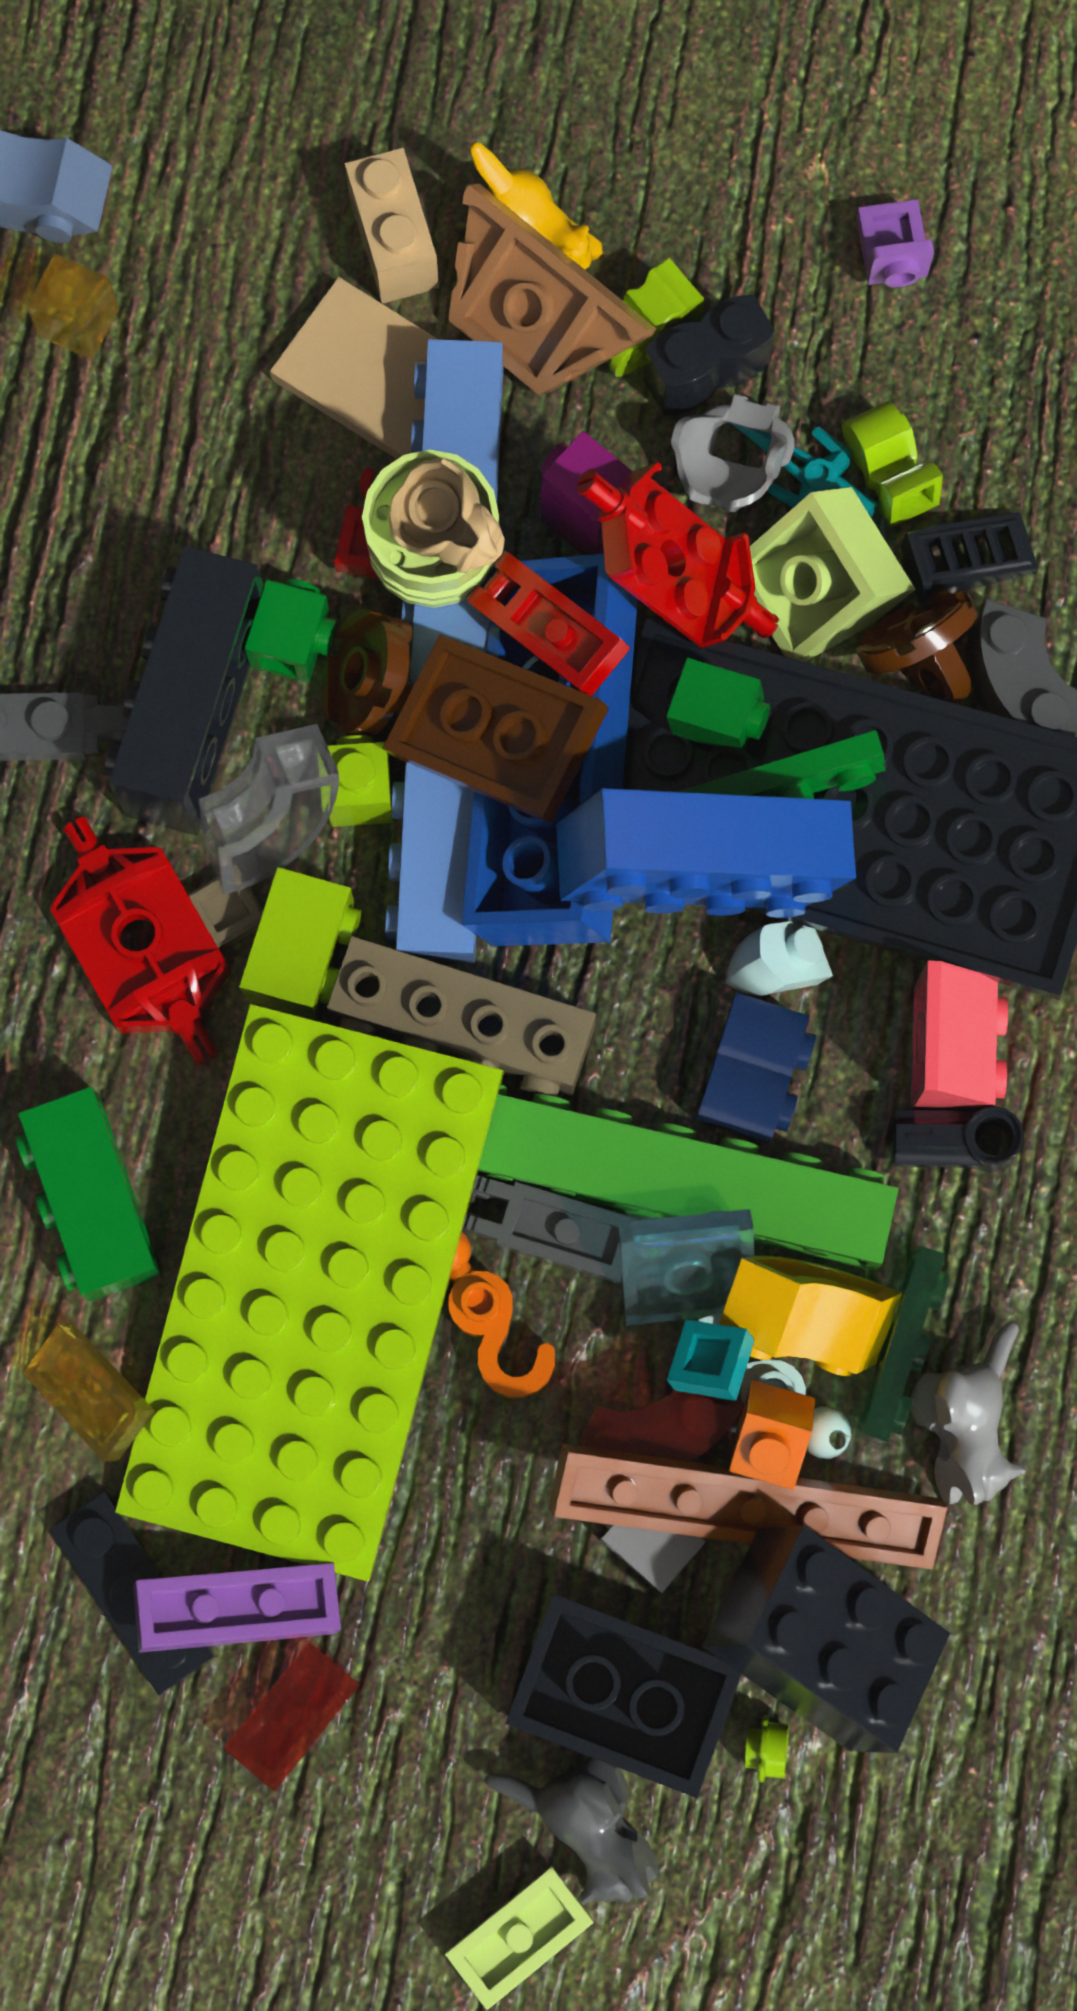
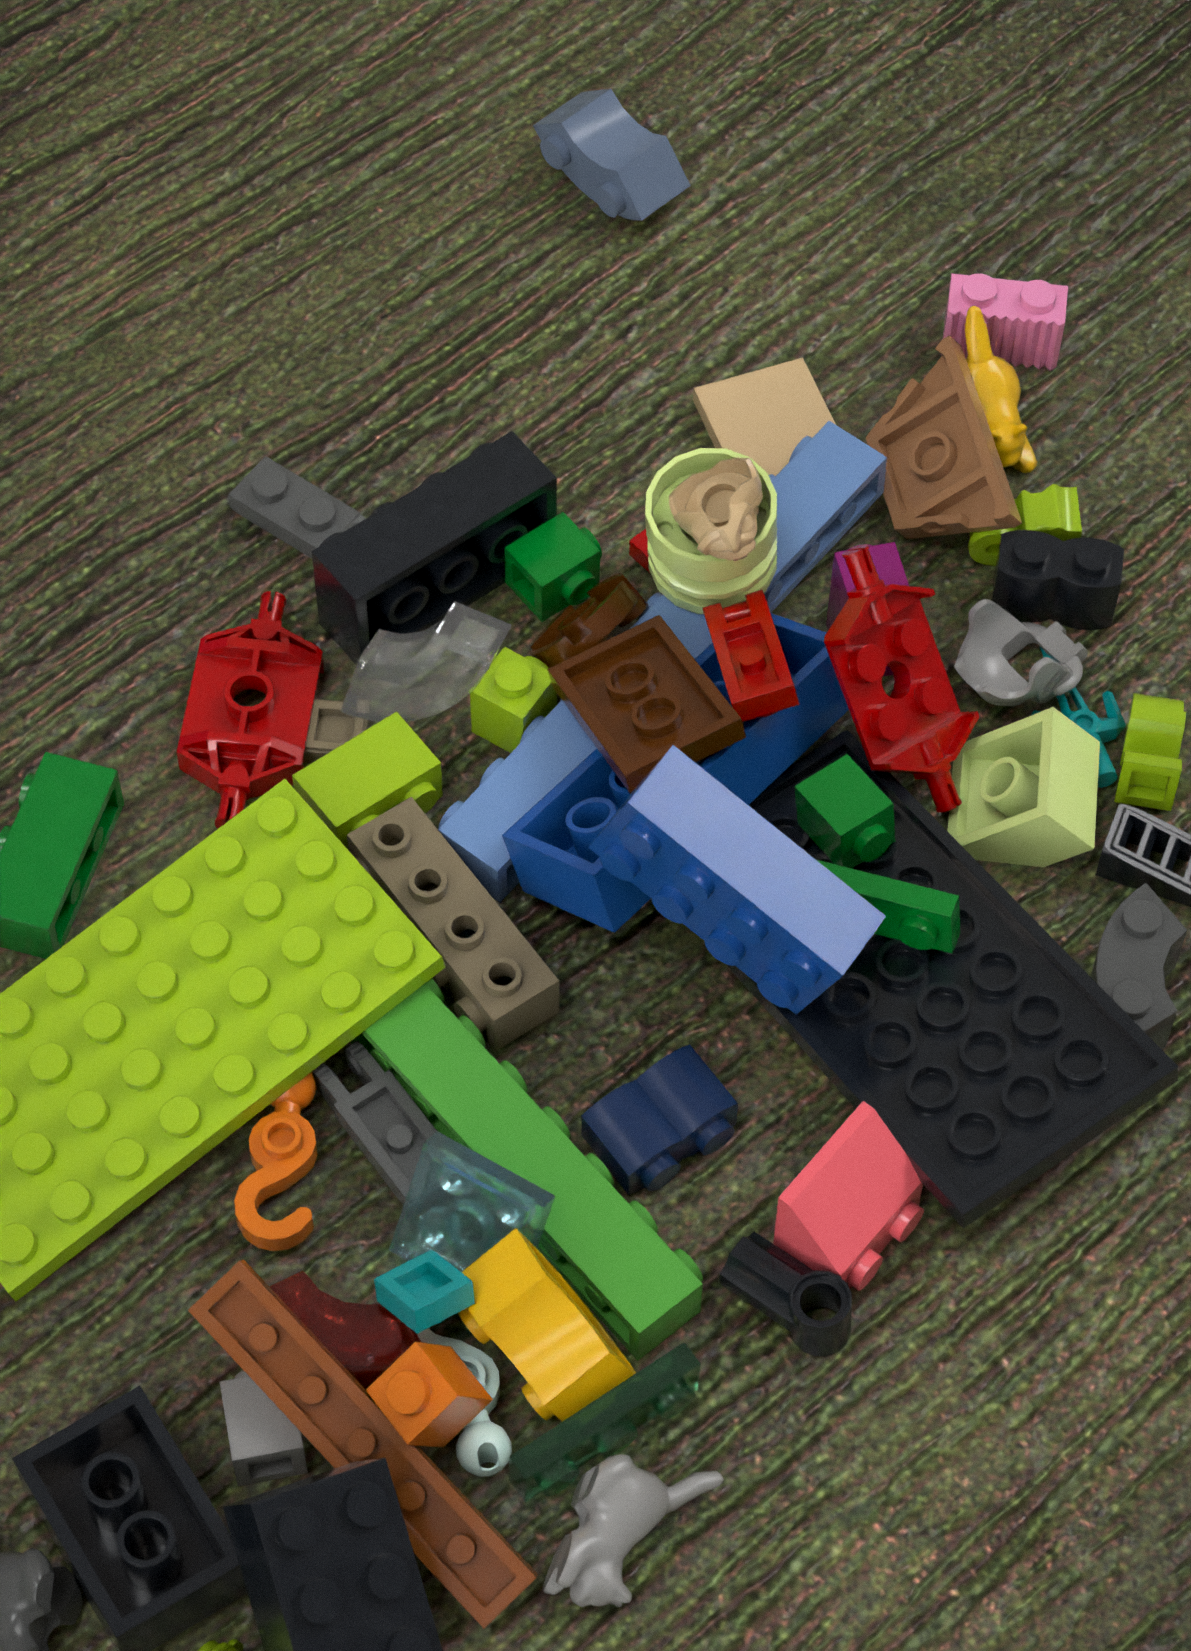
camera: 35 degrees right, 20 degrees down
(73, 306) = (578, 255): clear yellow brick -> none
(392, 225) = (872, 345): tan brick -> none
(499, 111) = (1021, 316): none -> bright pink brick
(778, 960) = (753, 1053): light aqua plate -> none
(924, 644) = (1068, 892): reddish brown tile -> none

